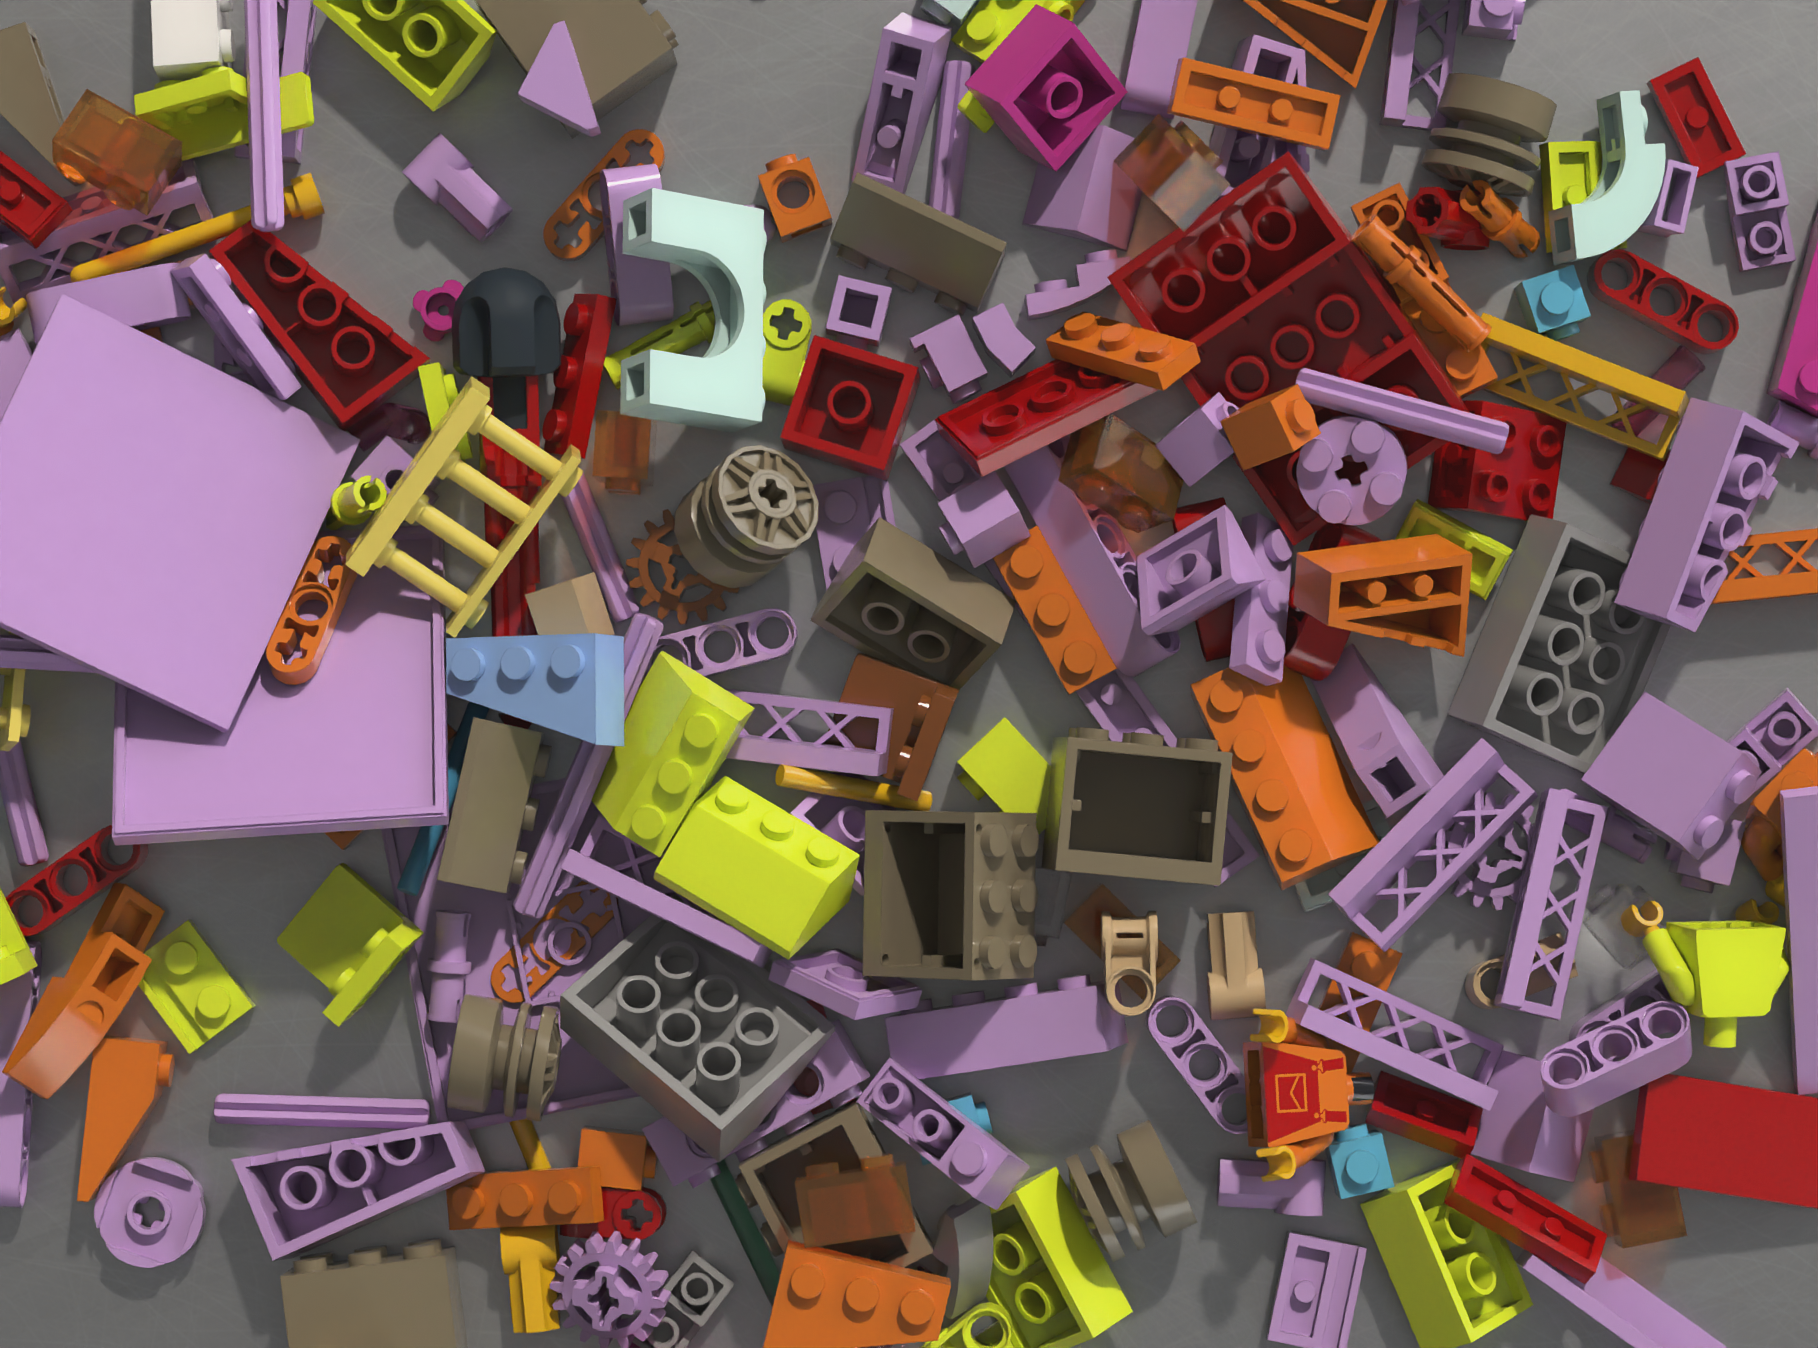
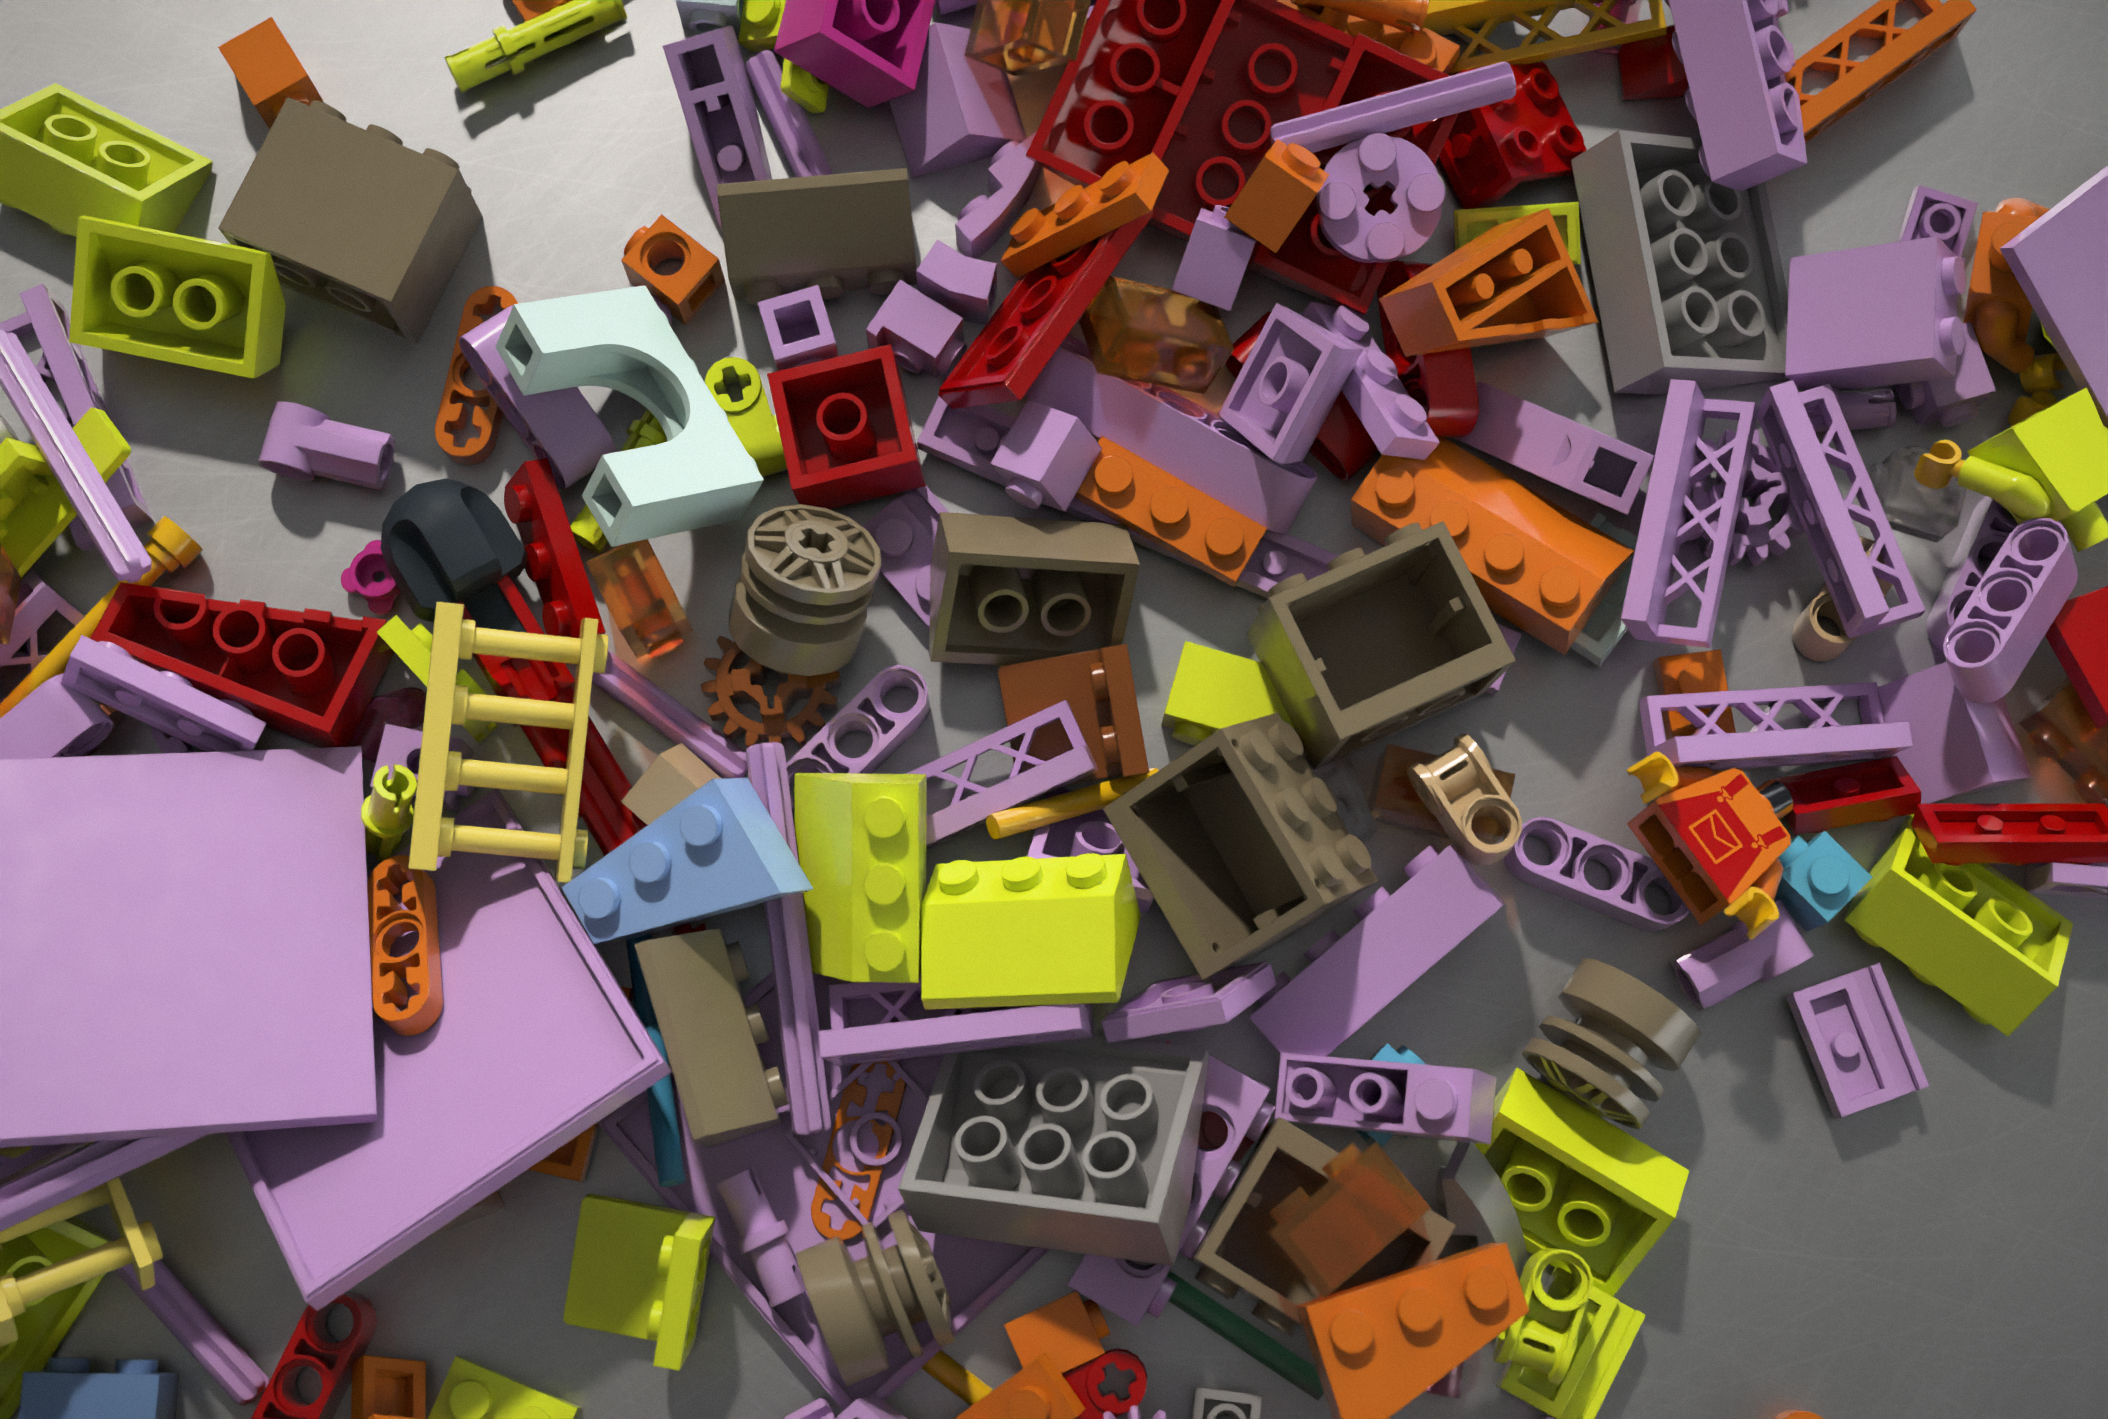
camera: 35 degrees left, 10 degrees down
(557, 83) = (359, 261): lavender slope -> none
(1235, 980) = (1574, 774): tan piece -> none

